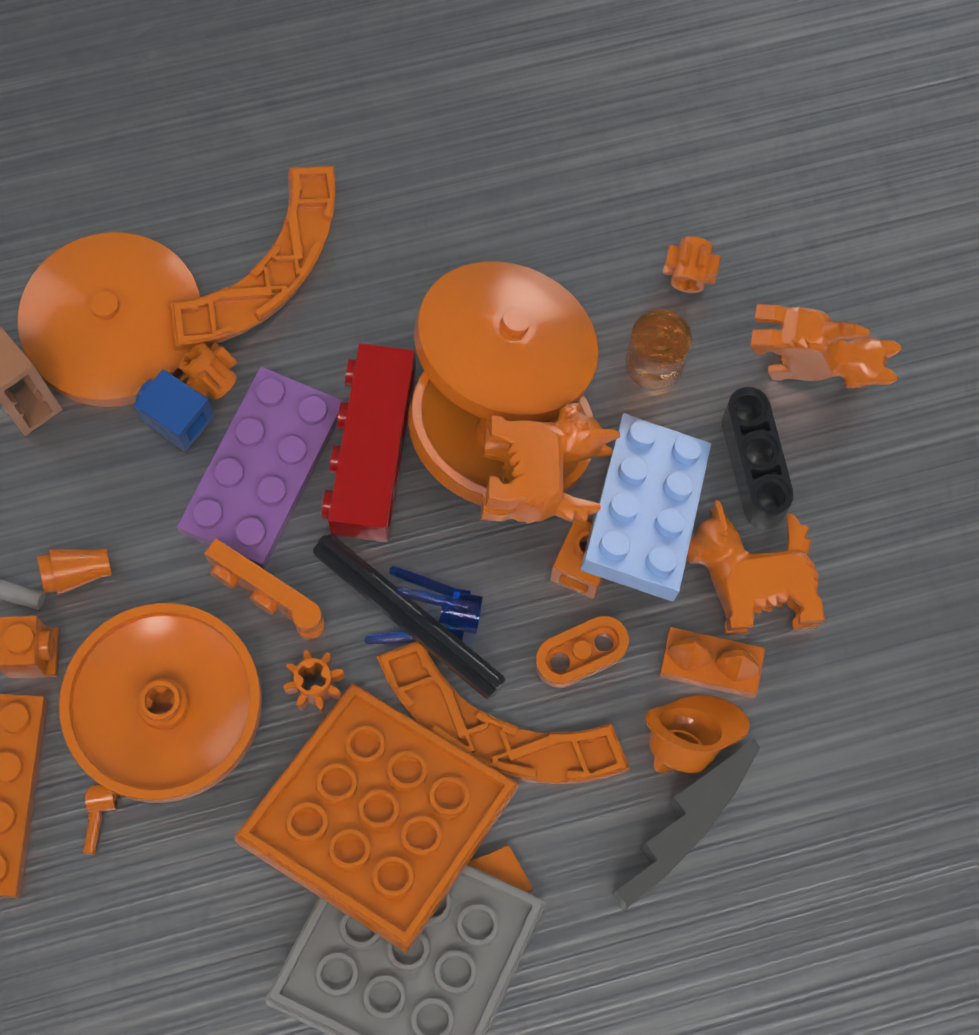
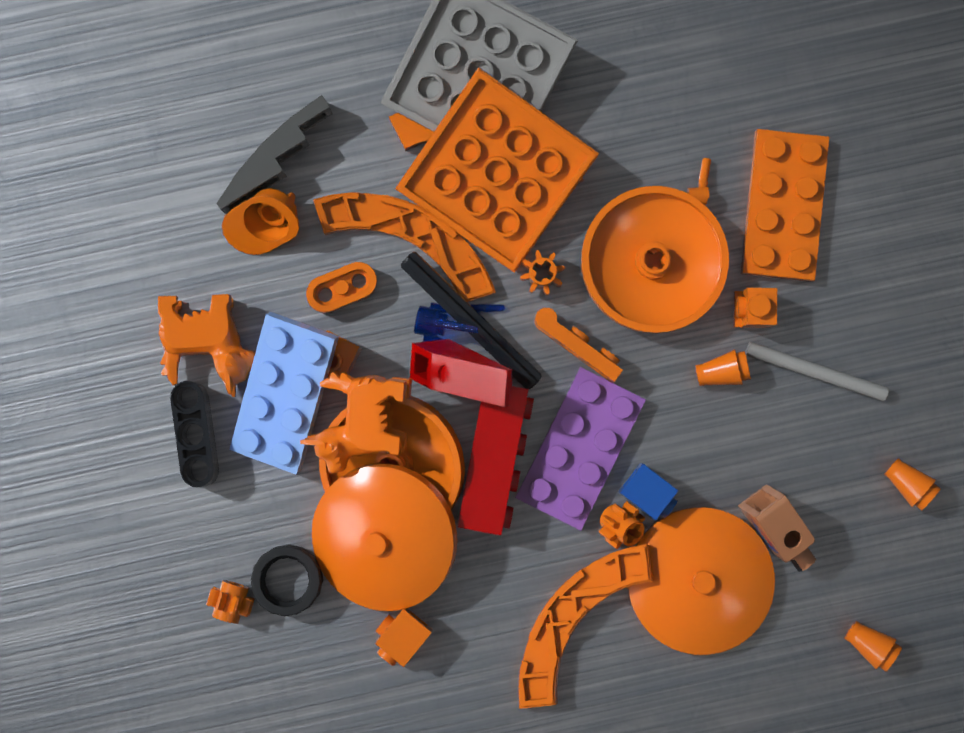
camera: 175 degrees left, 15 degrees up
(420, 535) = (460, 372): none -> slope
(477, 233) = (401, 637): none -> orange brick
(627, 262) = (259, 584): none -> black tyre
(658, 349) = (263, 526): clear orange wheel -> none
(712, 662) = (245, 277): orange tile -> none
(817, 348) = (137, 516): orange animal -> none

